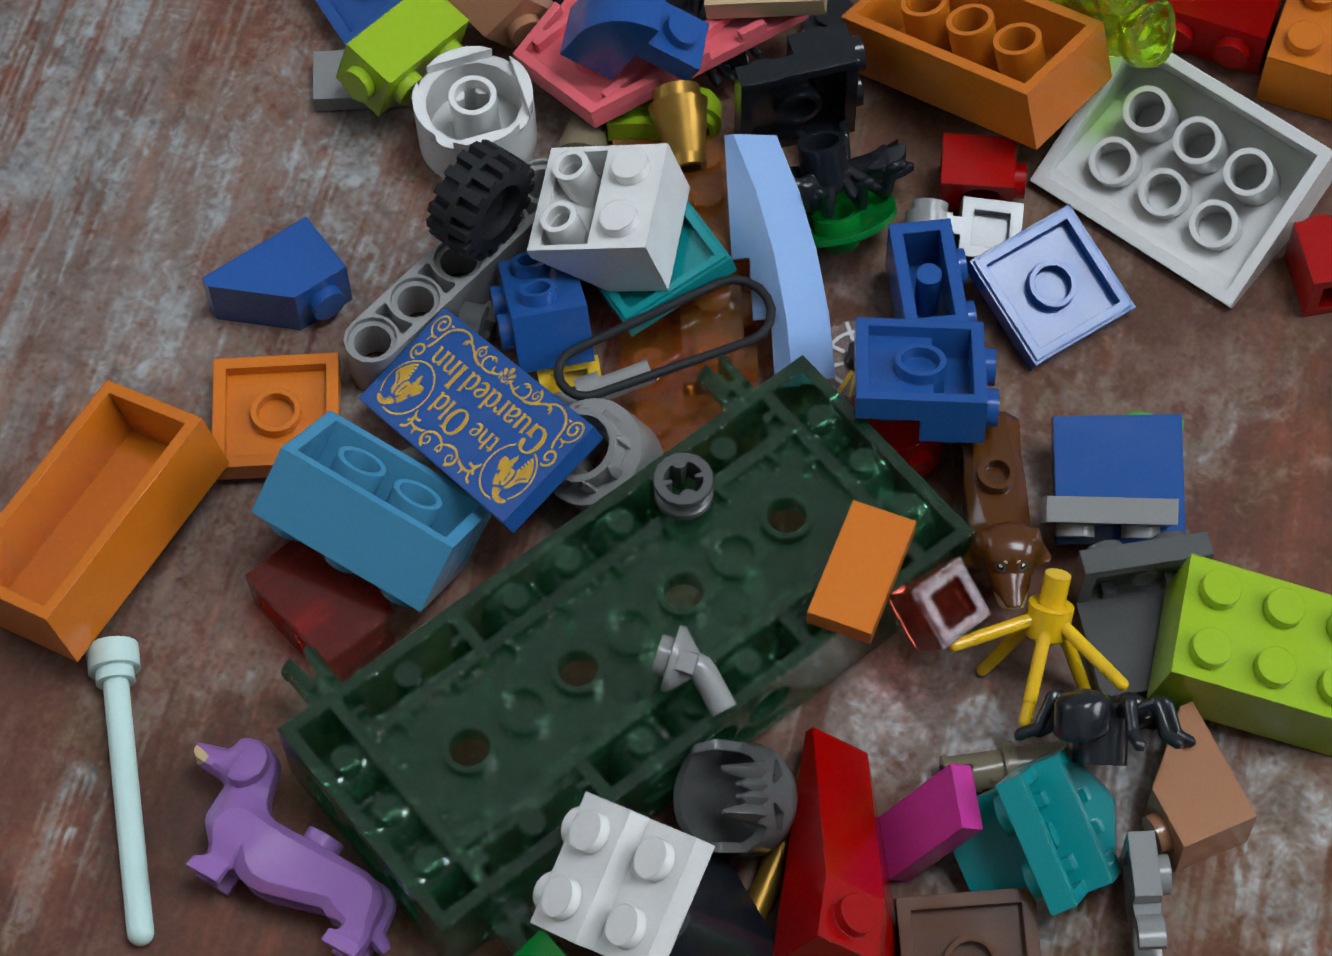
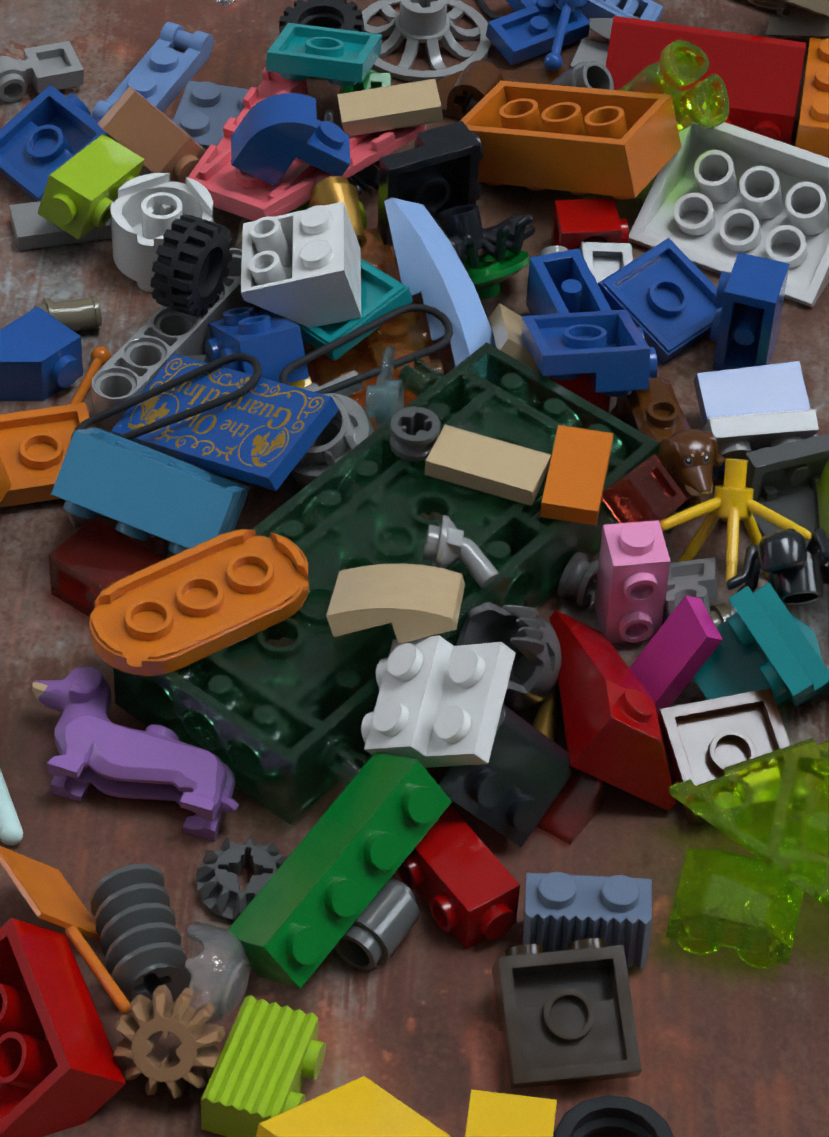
camera: 15 degrees left, 15 degrees down
(348, 219) = (75, 314): none -> dark tan pin
(374, 279) = (99, 357): none -> orange hinge
(384, 693) = (198, 602): none -> orange tile
(419, 359) = (237, 357): none -> black piece
(600, 737) = (410, 596): none -> tan slope
(670, 417) = (387, 395): none -> clear light blue plate
(759, 542) = (487, 465): none -> tan tile
(846, 303) = (508, 335): none -> tan tile
(856, 682) = (579, 580): none -> dark grey bush
(906, 709) = (631, 581): none -> bright pink brick
(975, 710) = (692, 578): none -> light grey plate
(1138, 334) = (749, 313): none -> blue brick

